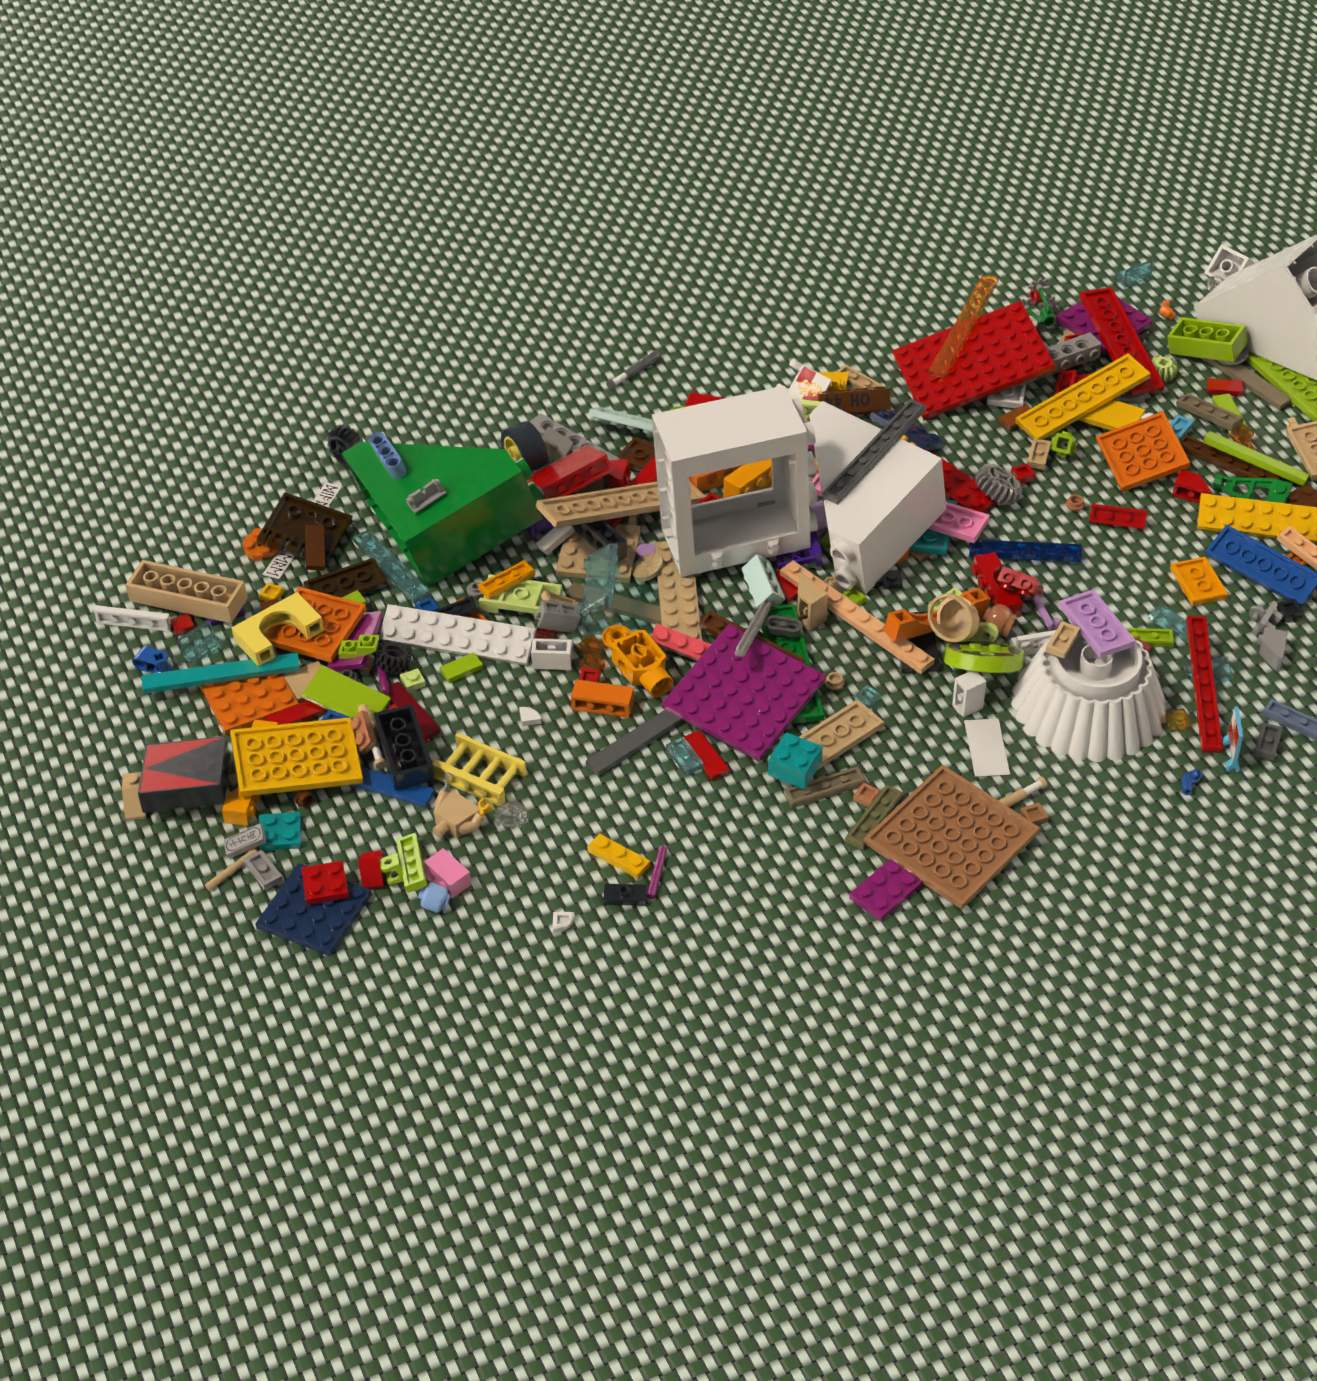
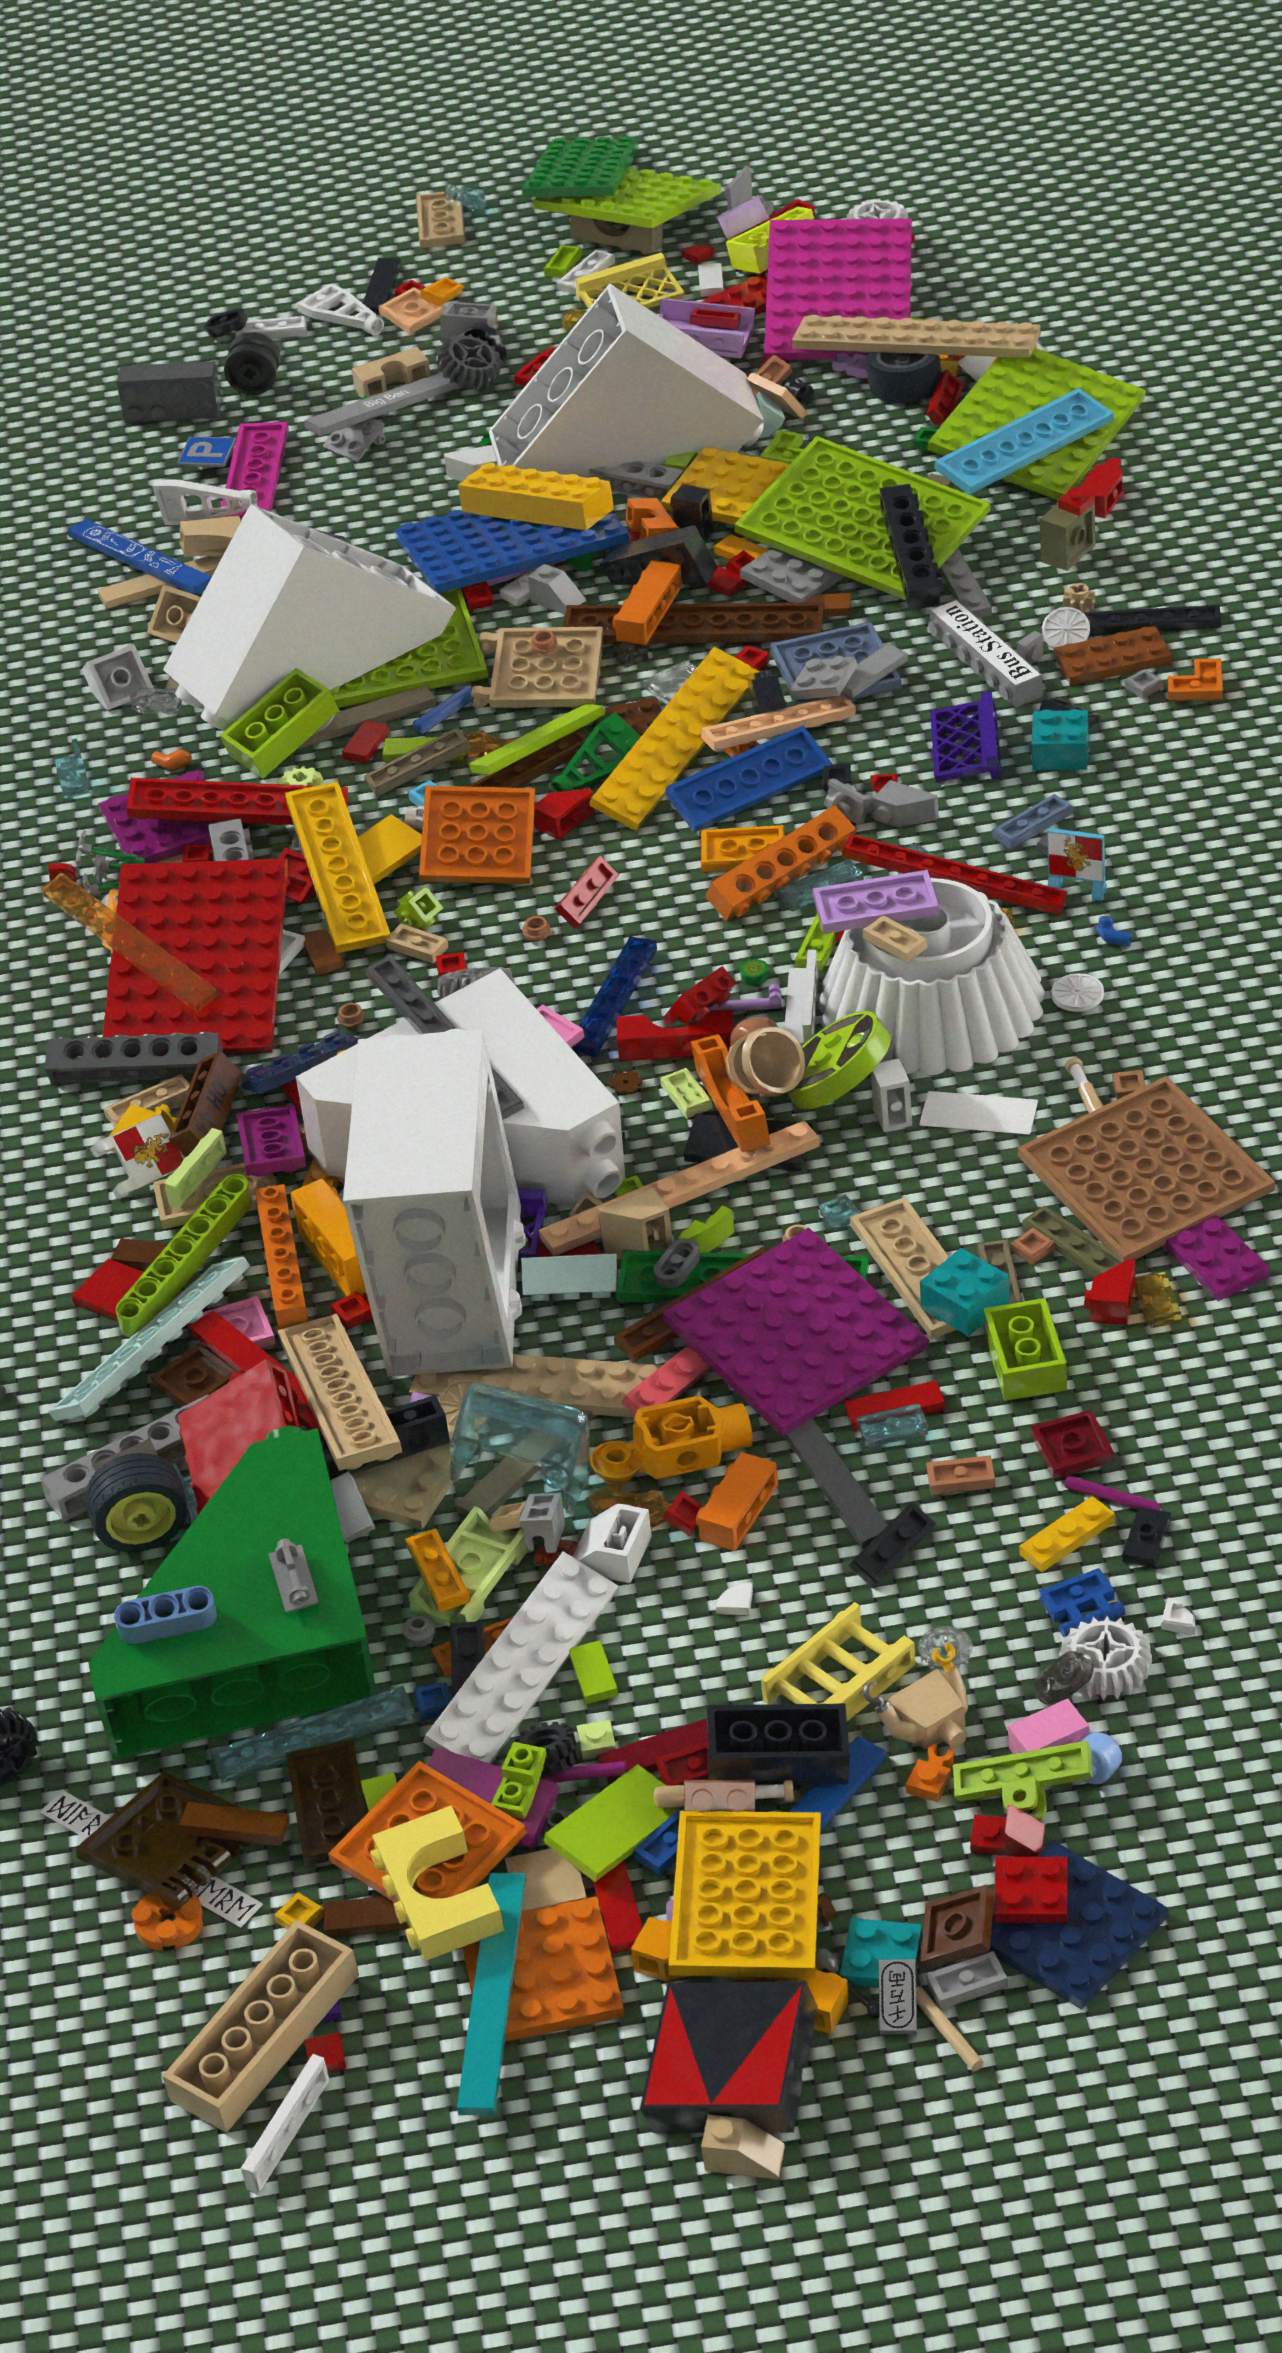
camera: 70 degrees left, 5 degrees down
(151, 660) = (406, 2102): blue piece -> none
(199, 643) = (395, 2028): clear light blue panel -> none
(264, 806) = (827, 1963): none -> hinge
(294, 856) = (957, 1927): none -> reddish brown plate
(411, 825) = (931, 1777): none -> orange plate
(488, 868) = (1061, 1680): none -> clear smoke plate
(502, 889) = (1126, 1656): none -> white gear
(564, 866) = (1077, 1595): none -> blue plate
(586, 775) = (892, 1545): none -> black tile
(651, 795) = (960, 1475): none -> nougat plate
(692, 843) = (1072, 1444): none -> dark red plate
(753, 628) = (690, 1282): light grey axle -> none
(760, 802) = (1025, 1349): none -> lime brick
(827, 641) = (713, 1233): none -> lime slope
(830, 840) = (1112, 1294): none -> red slope
(837, 865) = (1158, 1299): none -> clear yellow plate
(887, 363) = (119, 1066): none -> dark grey brick
(949, 575) = (625, 1082): none -> reddish brown plant
(962, 442) = (350, 1015): none -> medium nougat plate
(1122, 774) = (1077, 992): none -> white wheel
(1194, 596) = (724, 891): none -> orange brick
(1270, 412) = (443, 710): none -> blue axle
(1298, 637) = (881, 780): none -> red tile

